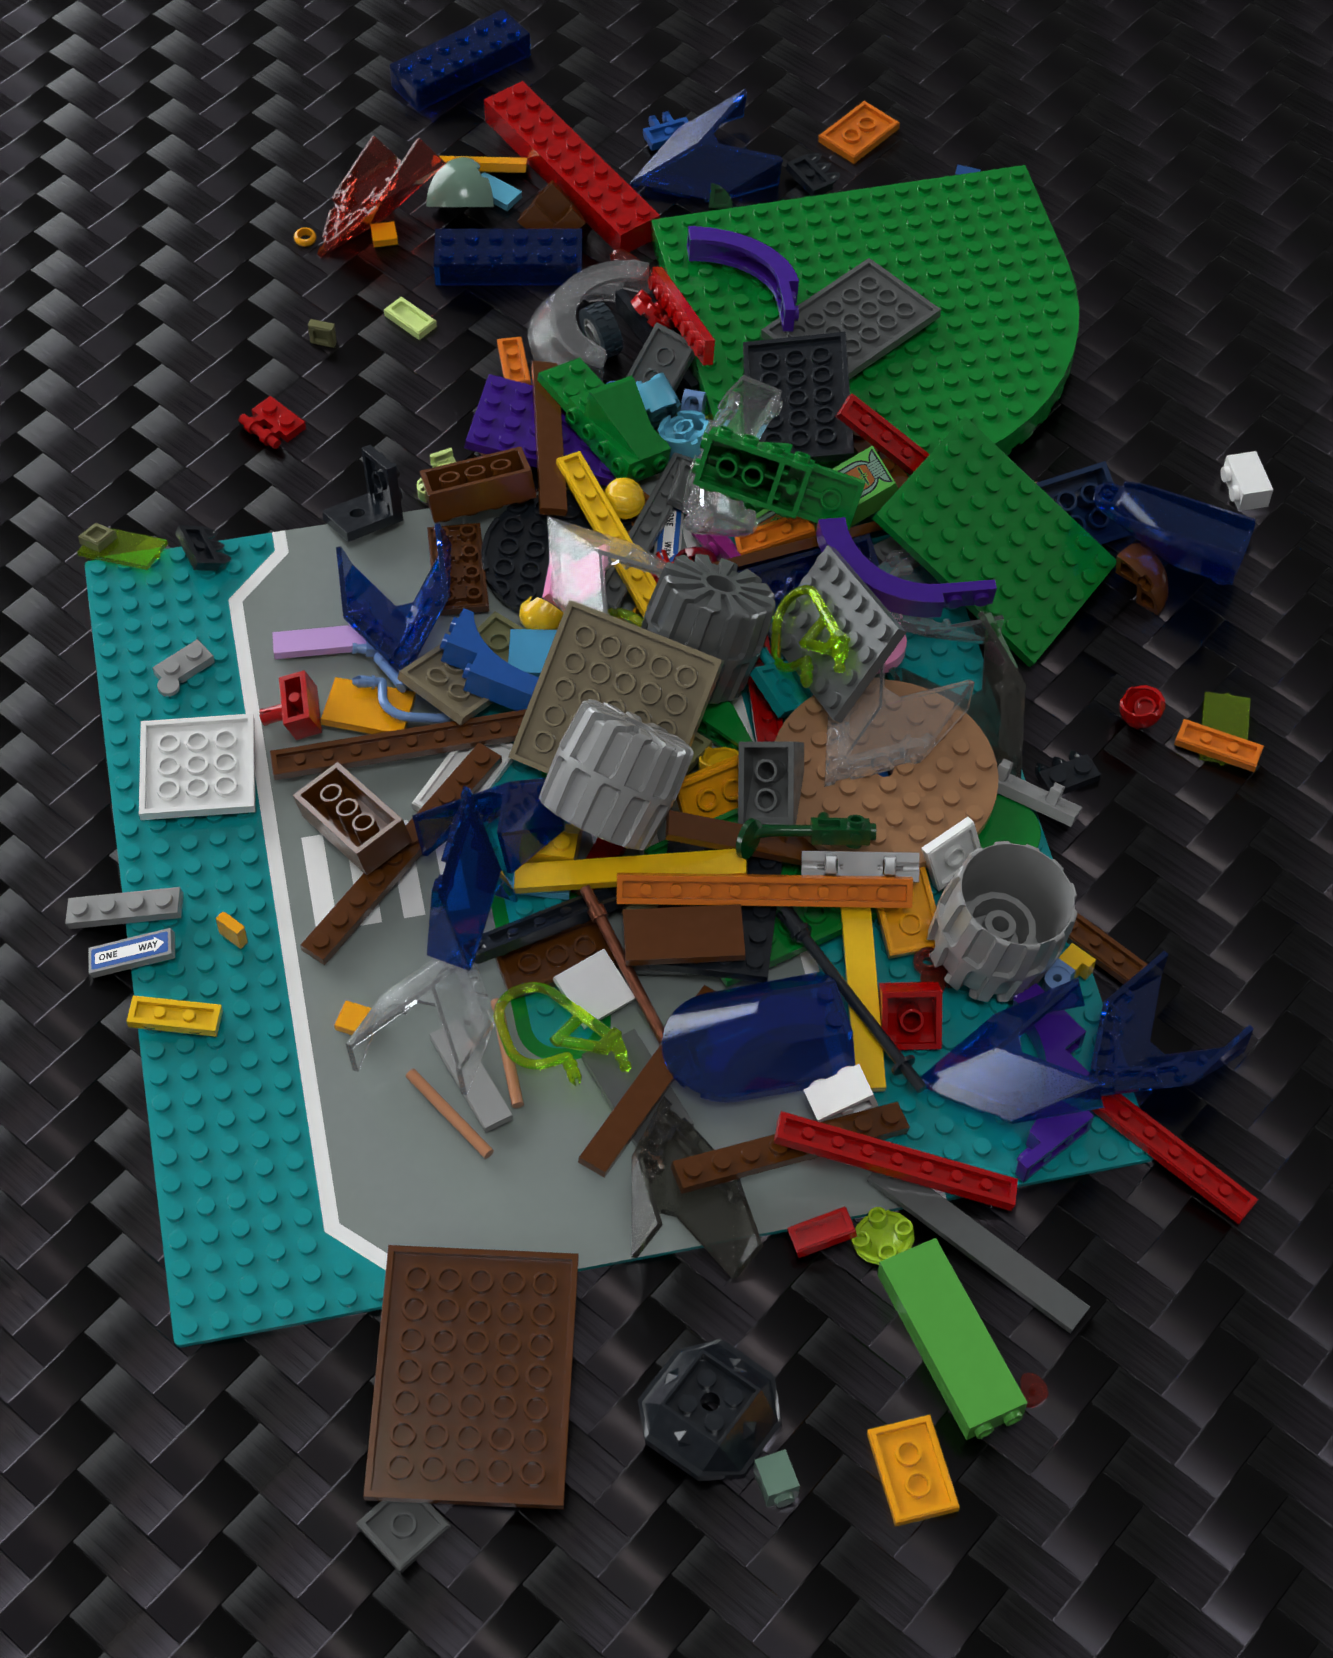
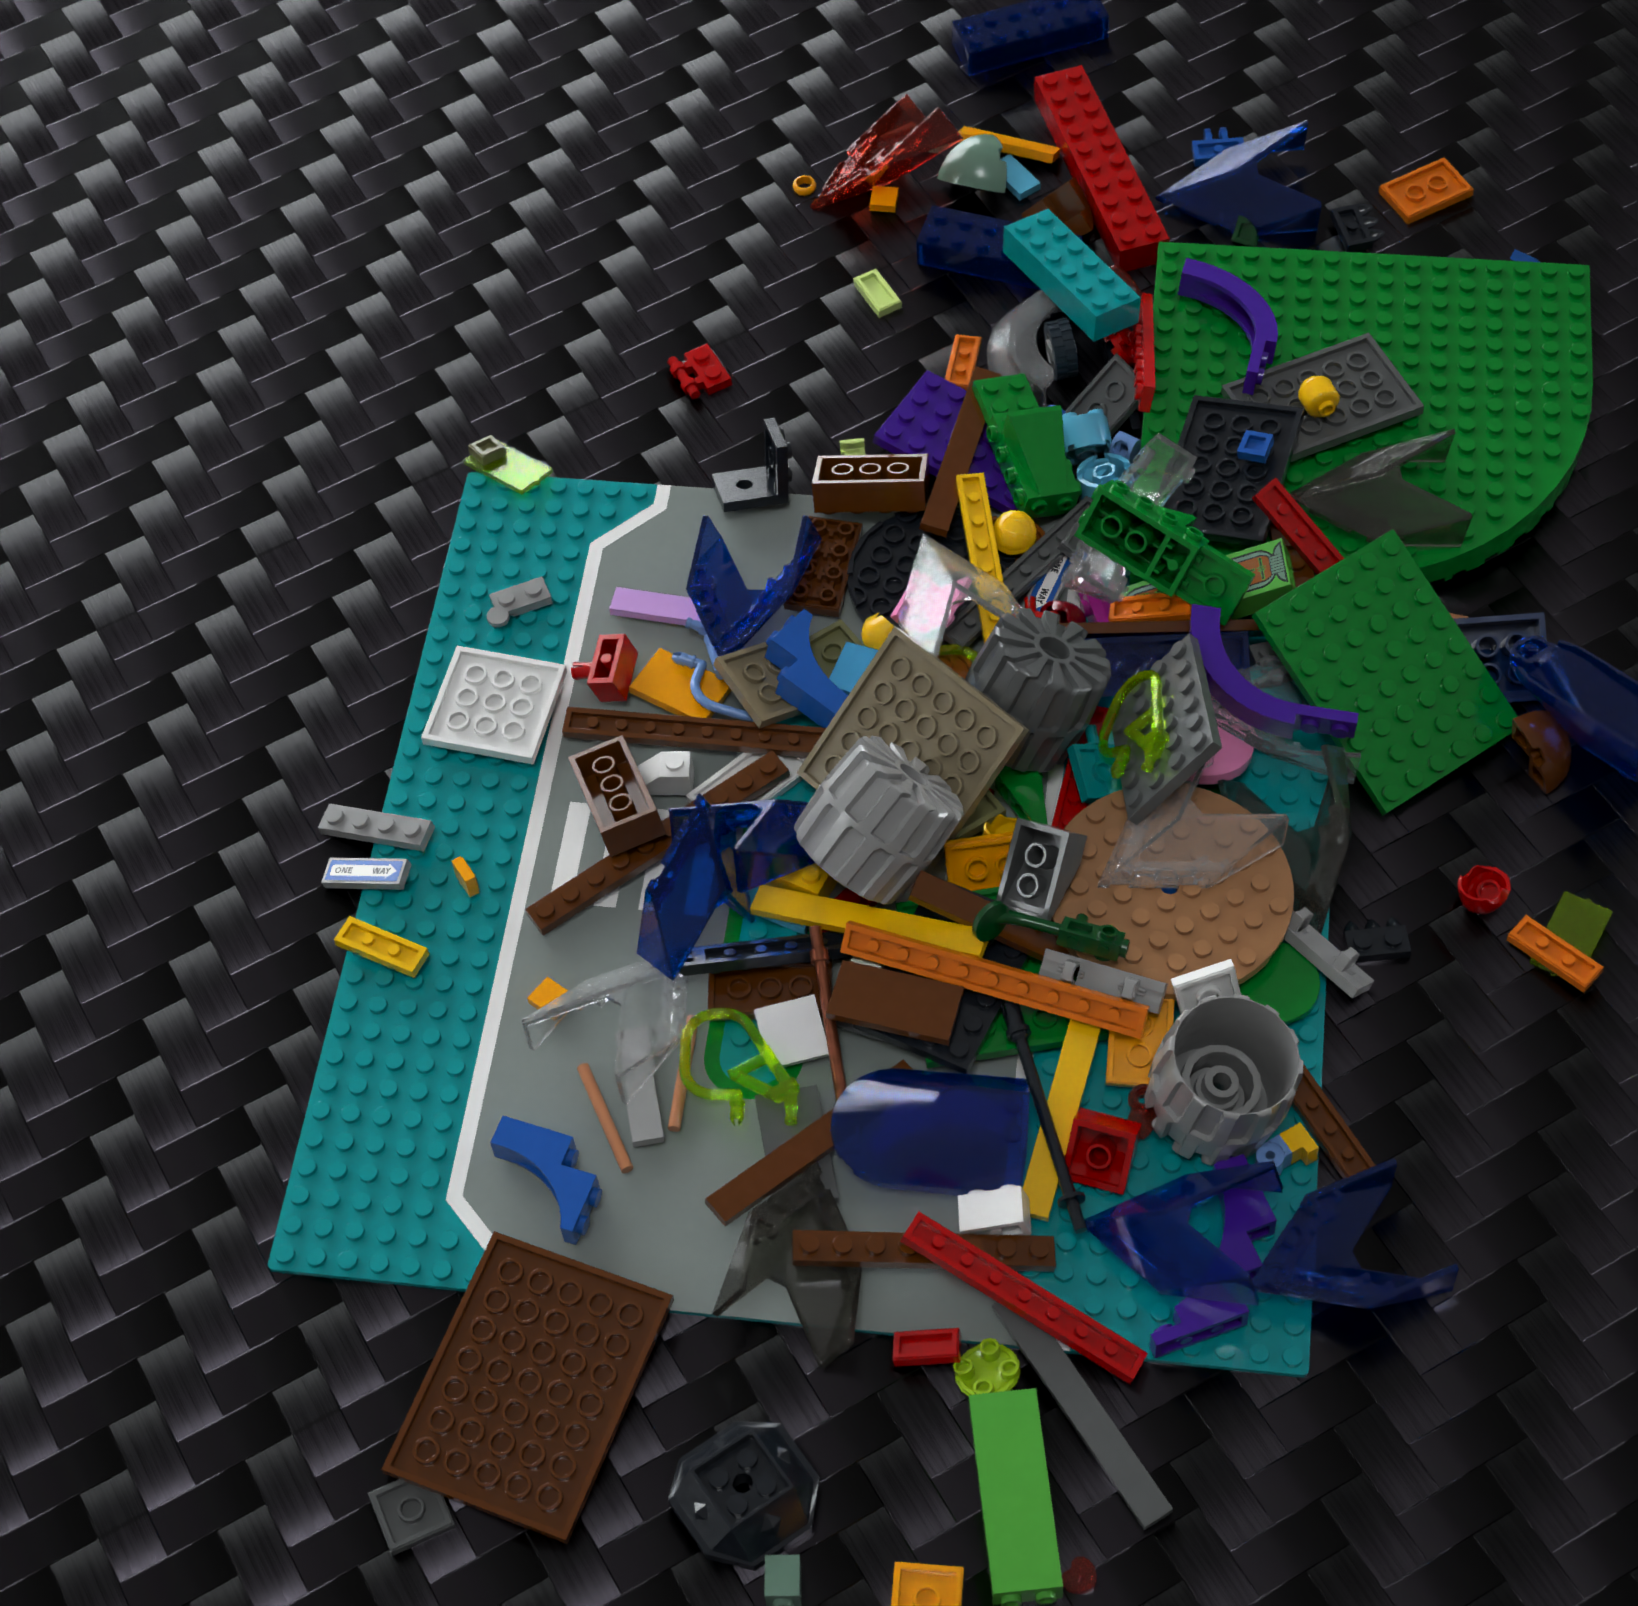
camera: 25 degrees right, 0 degrees up
(201, 548) = (580, 485): black plate -> none
(322, 333) = (781, 290): olive tile -> none
(392, 785) = (668, 773): none -> white slope
(415, 1164) = (552, 1160): none -> blue arch
(591, 261) = (1071, 275): none -> teal brick
(818, 372) = (1255, 446): none -> blue plate
(852, 319) = (1318, 396): none -> yellow head
(933, 396) = (1373, 497): none -> clear smoke windscreen
(1176, 1156) = (1328, 1380): red tile -> none

